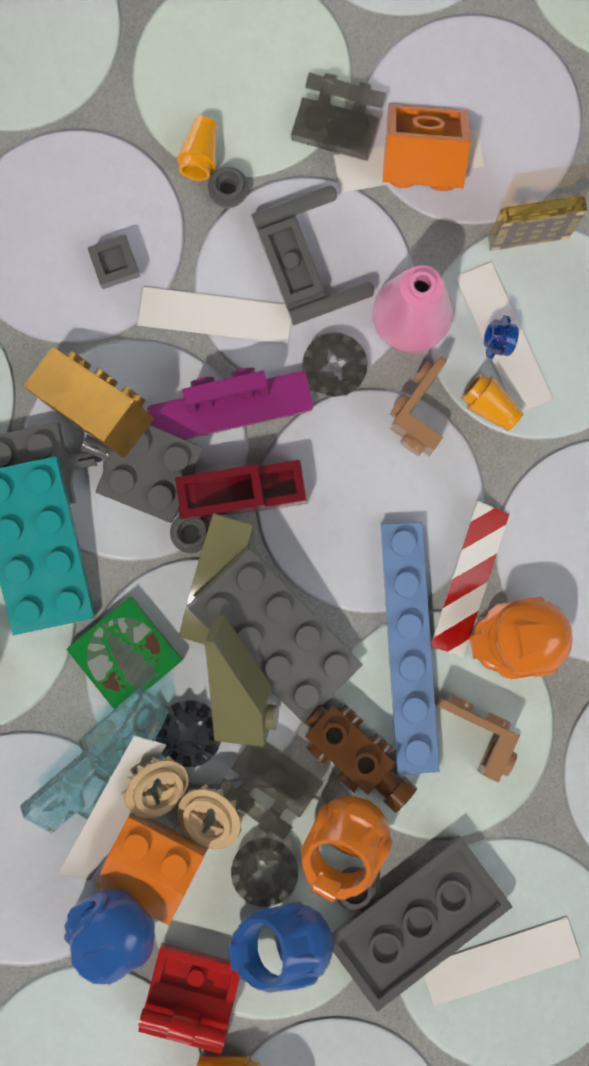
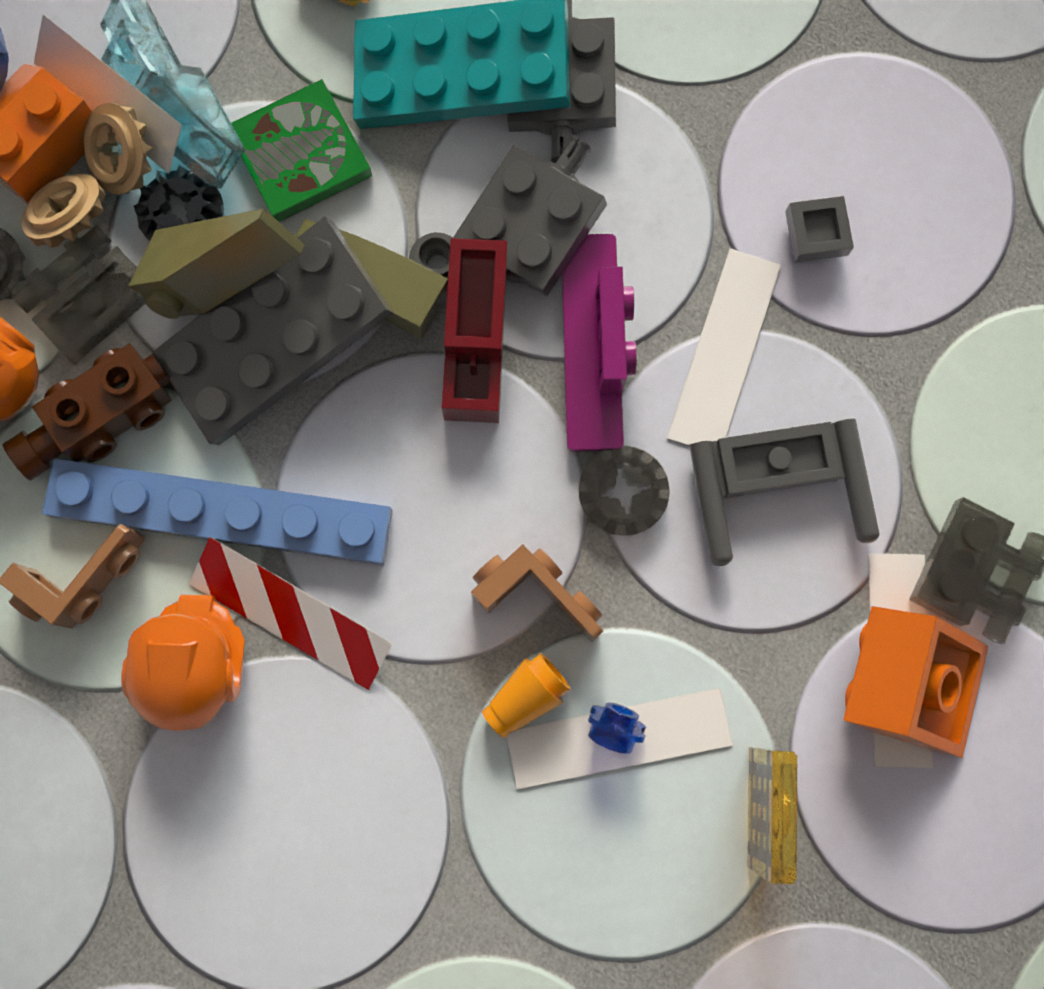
camera: 95 degrees right, 5 degrees down
(90, 400) = (629, 152): pearl gold brick -> none
(199, 150) = (958, 368): light orange cone -> none
(225, 176) = (913, 391): dark grey plate -> none
(413, 310) = (664, 629): bright pink cone -> none

